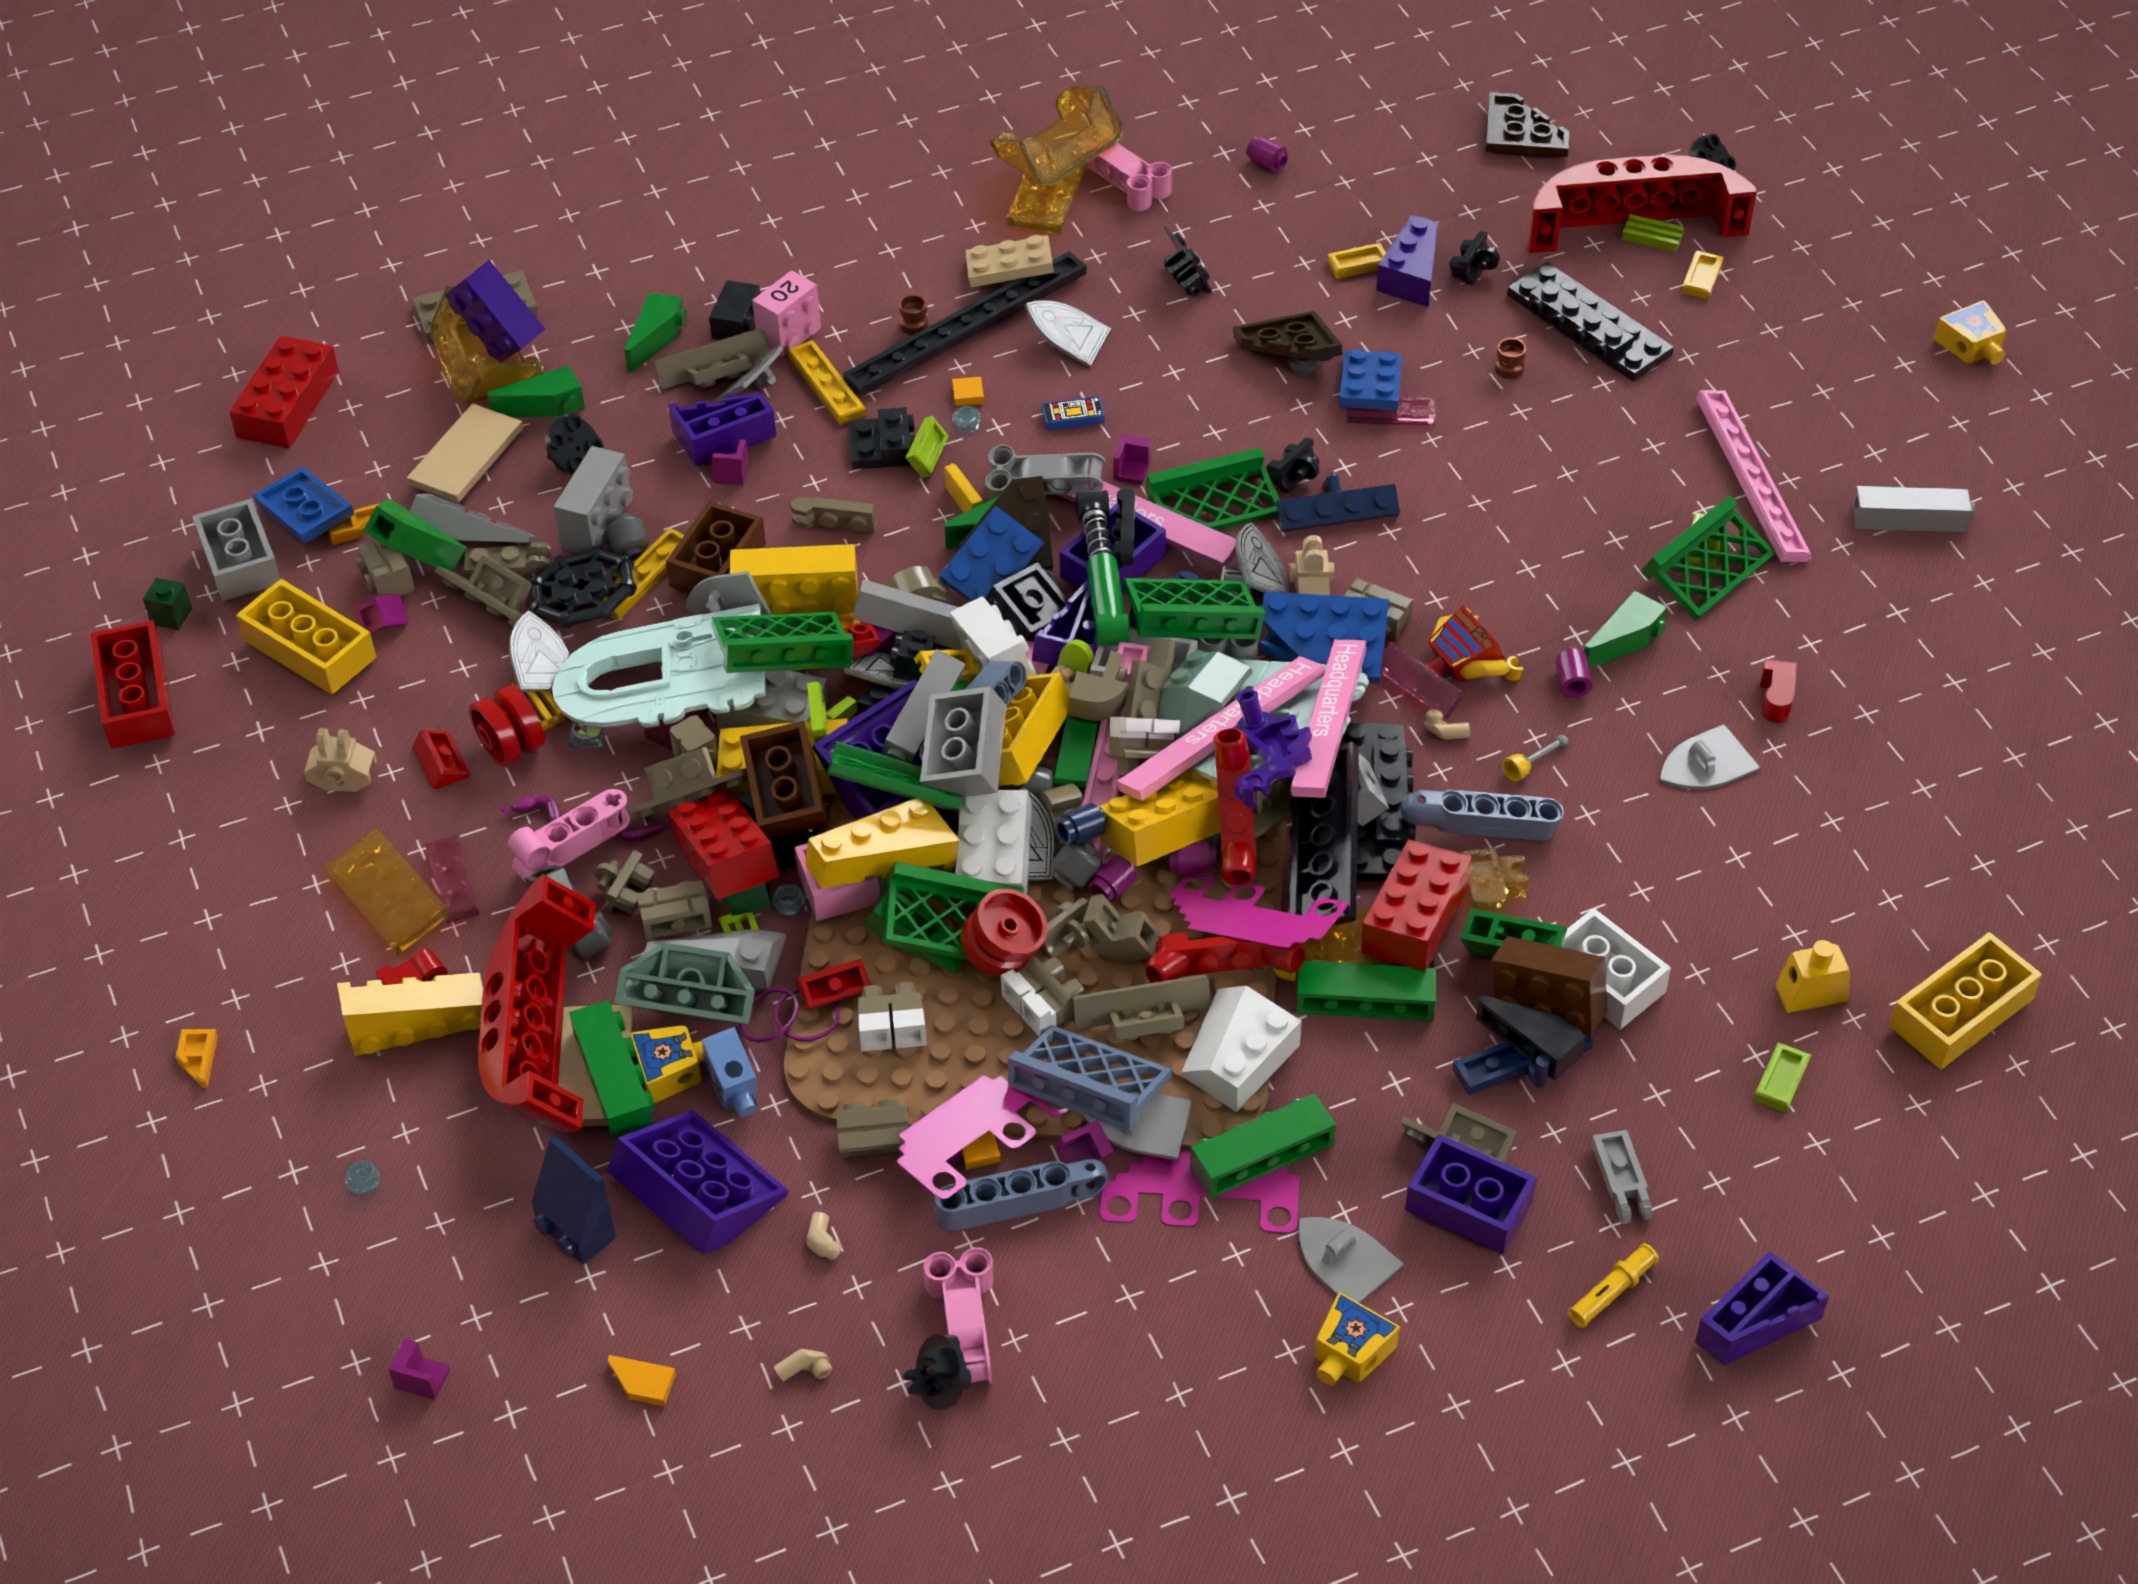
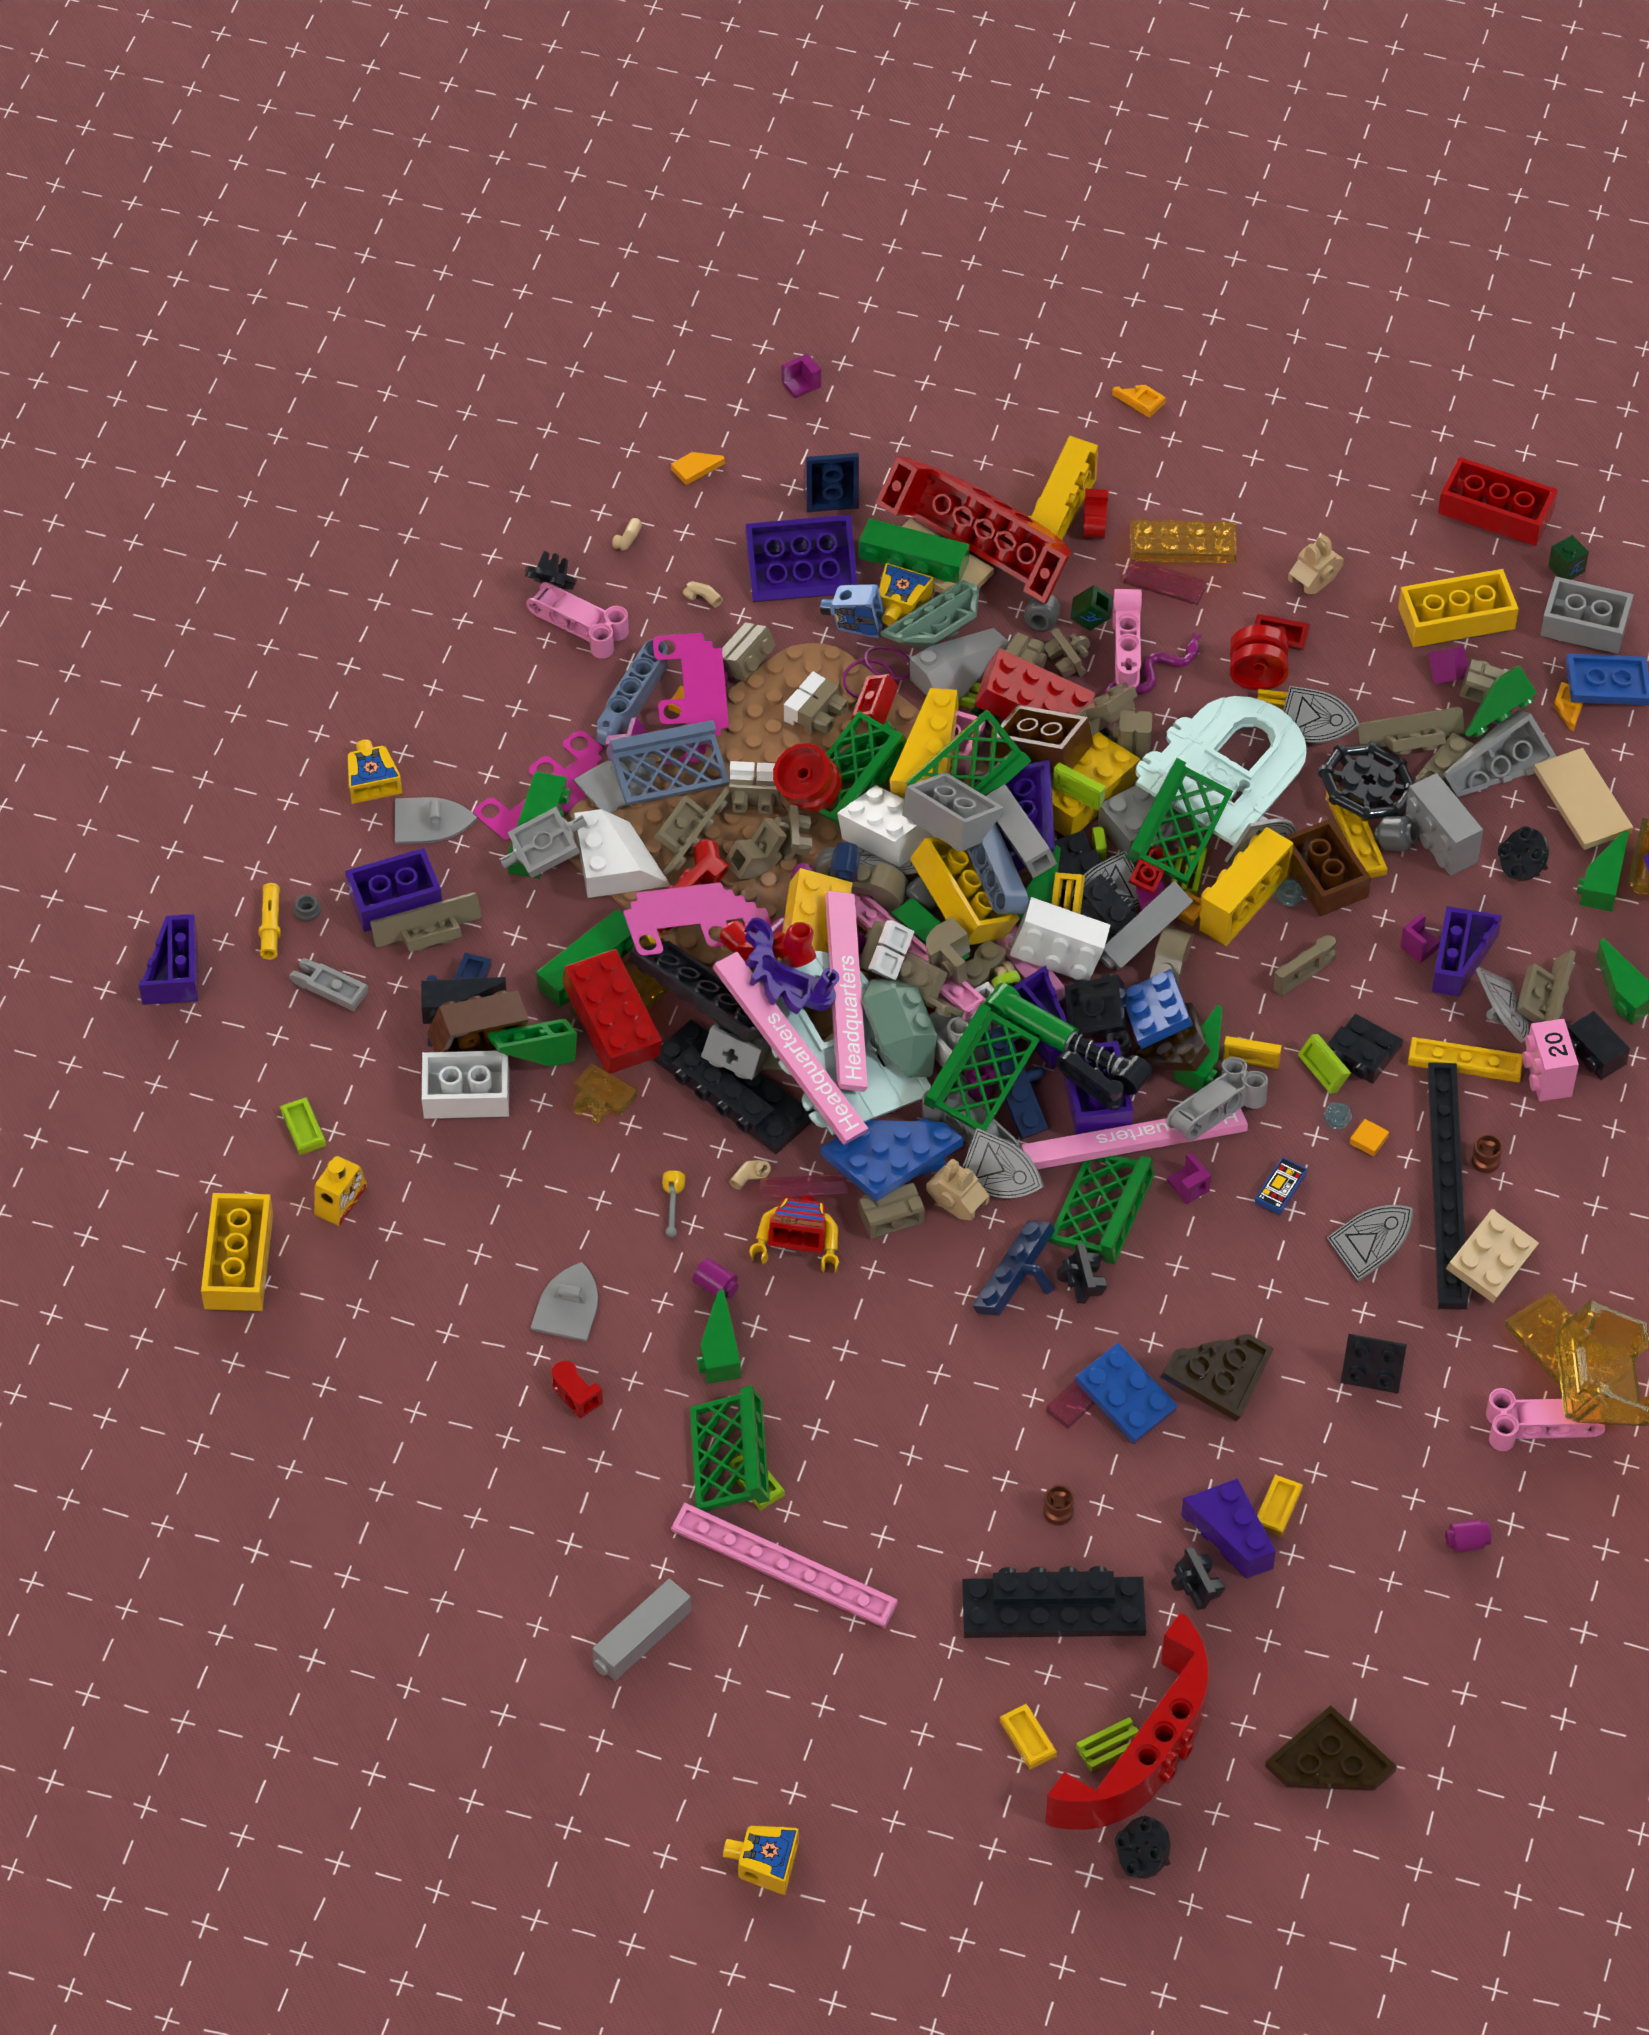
camera: 130 degrees right, 5 degrees up
(360, 1170) = (964, 421): clear light blue plate -> none
(1298, 1086) = (543, 842): none -> light grey plate
(1484, 814) = (646, 1126): sand blue piece -> none
(1564, 1260) = (306, 902): none -> dark grey plate

